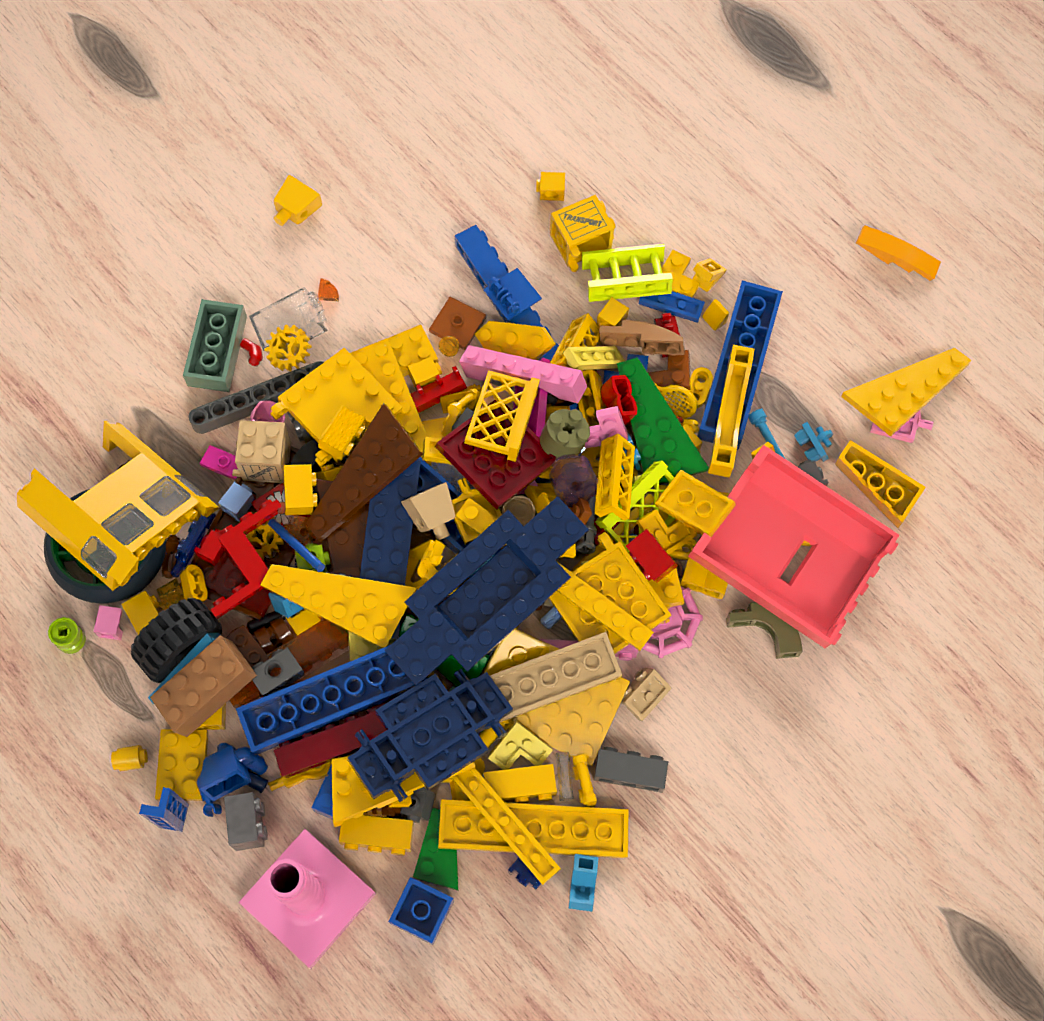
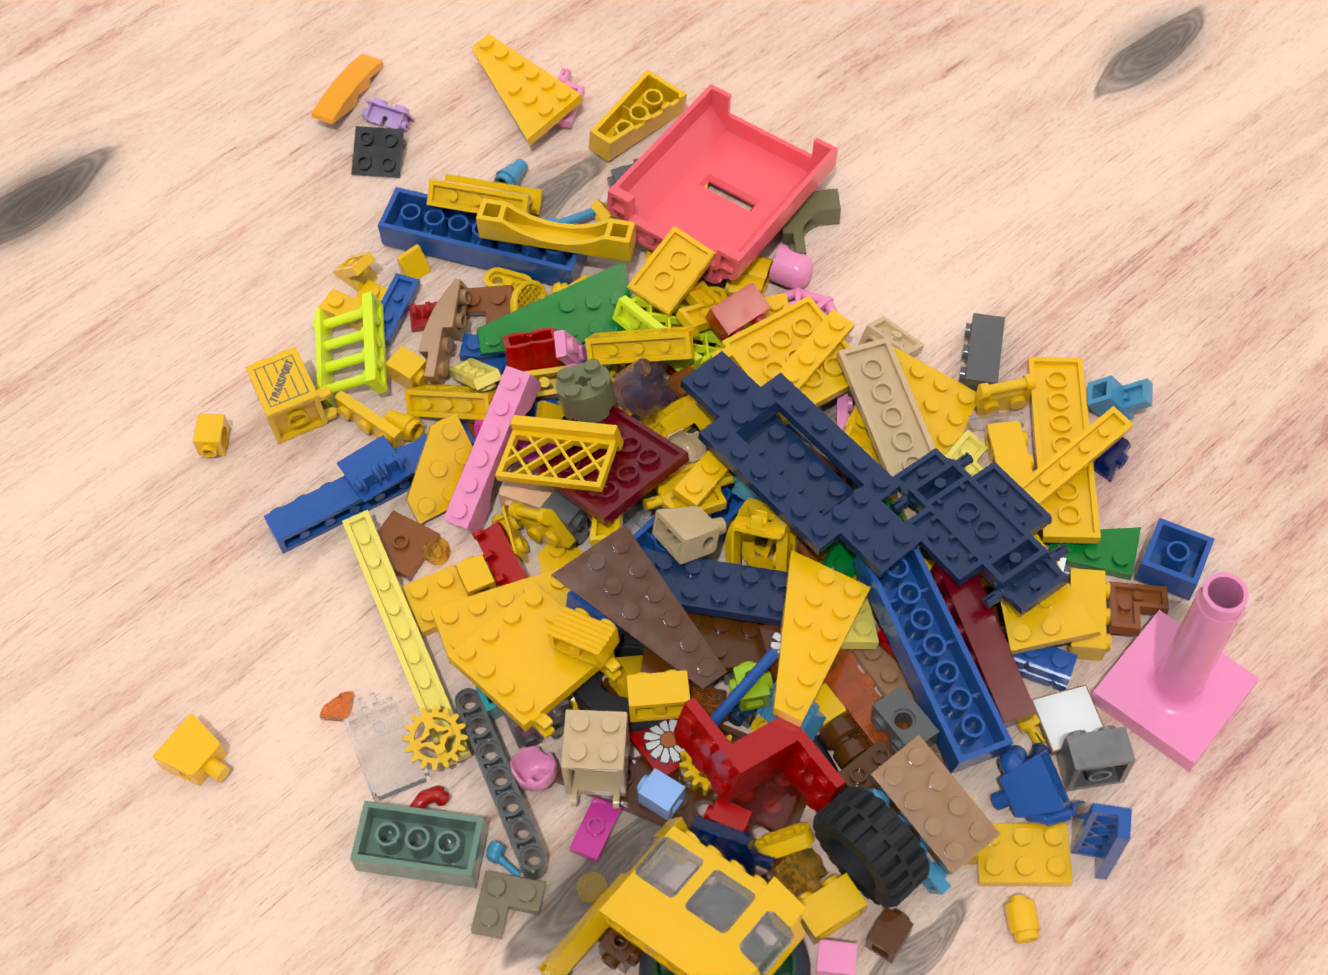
camera: 85 degrees left, 10 degrees down
(122, 661) = (889, 934): none -> reddish brown brick
(180, 403) = (501, 894): none -> dark tan plate
(180, 461) = (591, 887): none -> clear yellow plate
(209, 396) = (494, 854): none -> dark azure hand
(288, 811) = (1064, 713): none -> white tile
(388, 869) = (1130, 601): none -> dark orange plate
(392, 321) = (400, 622): none -> light yellow plate
(560, 319) = (410, 425): none -> yellow cone
(563, 292) = (367, 420): none -> yellow plate
(713, 609) = (790, 268): none -> bright pink helmet
(764, 358) = (467, 194): none -> yellow fence
(807, 434) = (581, 171): dark azure hips -> none
(811, 384) = (512, 173): none -> dark azure cone
(831, 281) = (378, 151): none -> black hinge
(876, 279) = (378, 110): none -> lavender hinge

